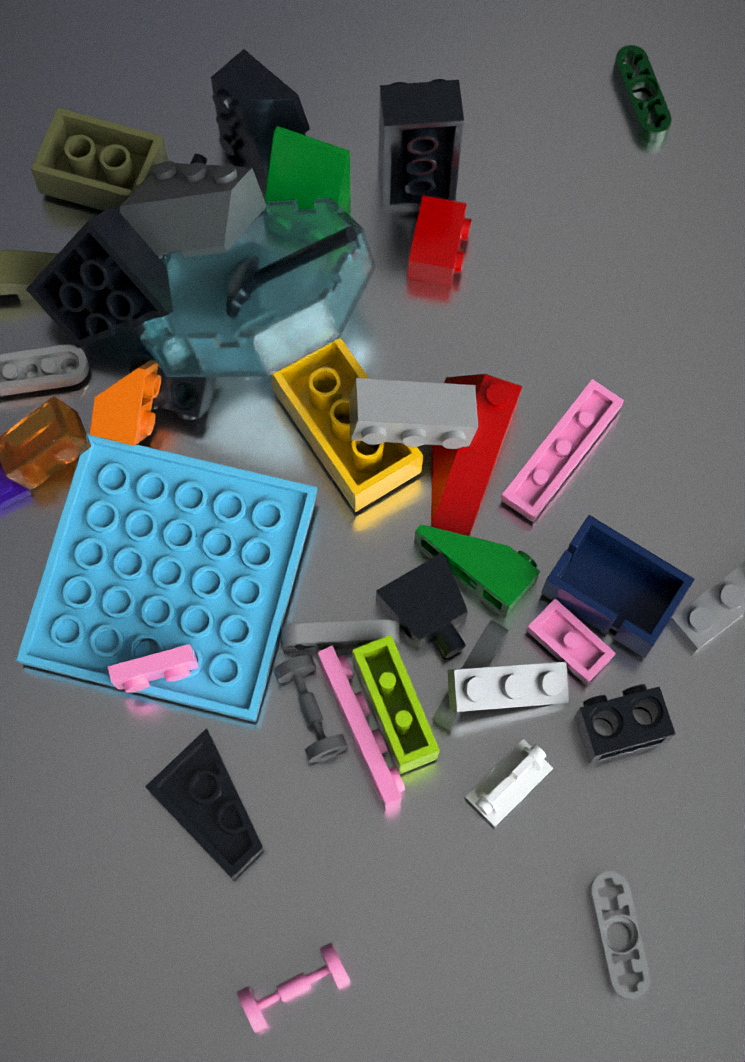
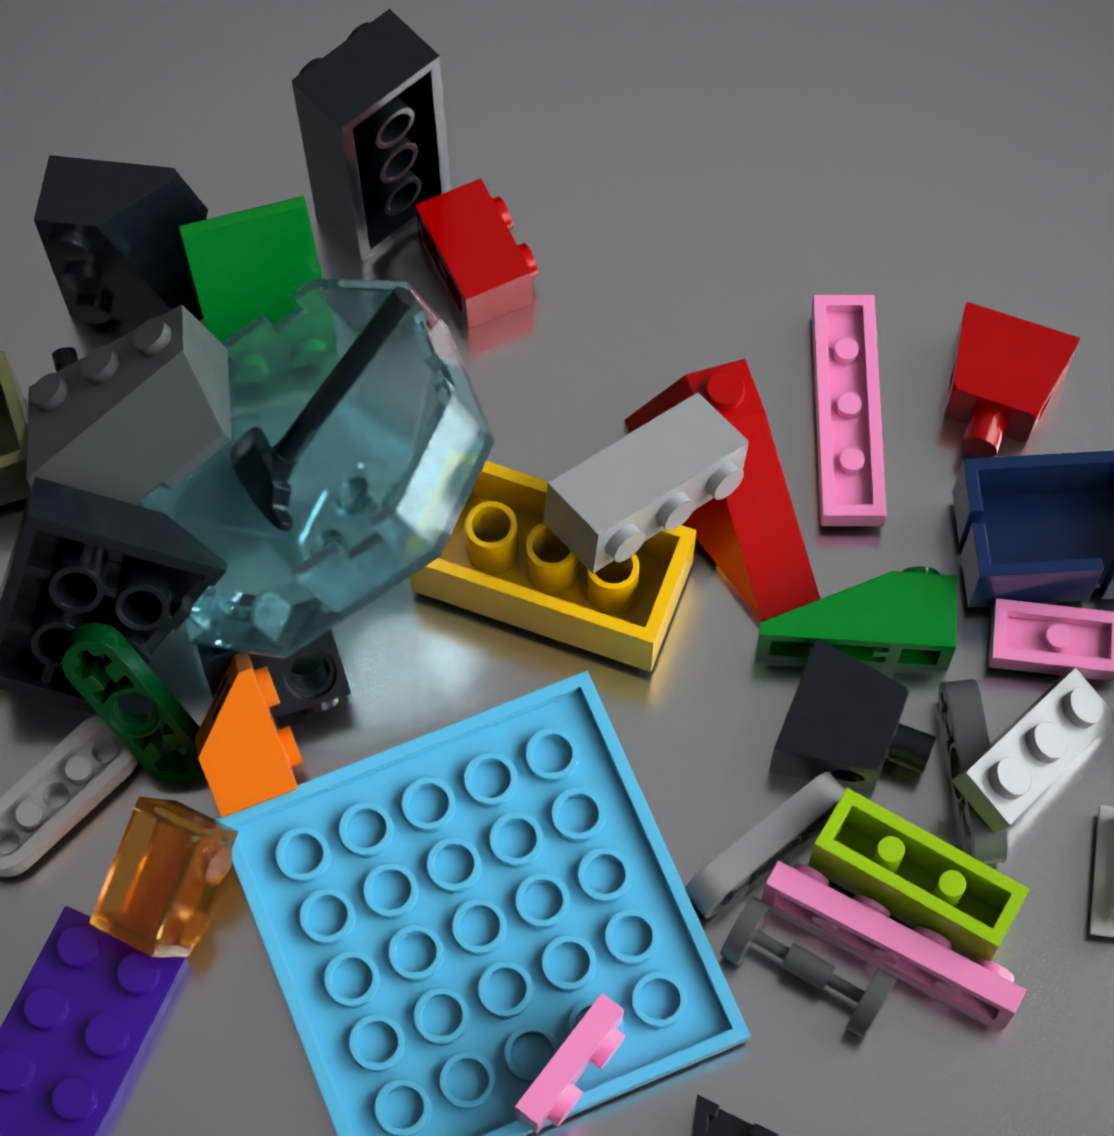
camera: 35 degrees left, 5 degrees down
(84, 325) = (132, 675): none -> dark green beam
(657, 490) = (1003, 376): none -> red torso

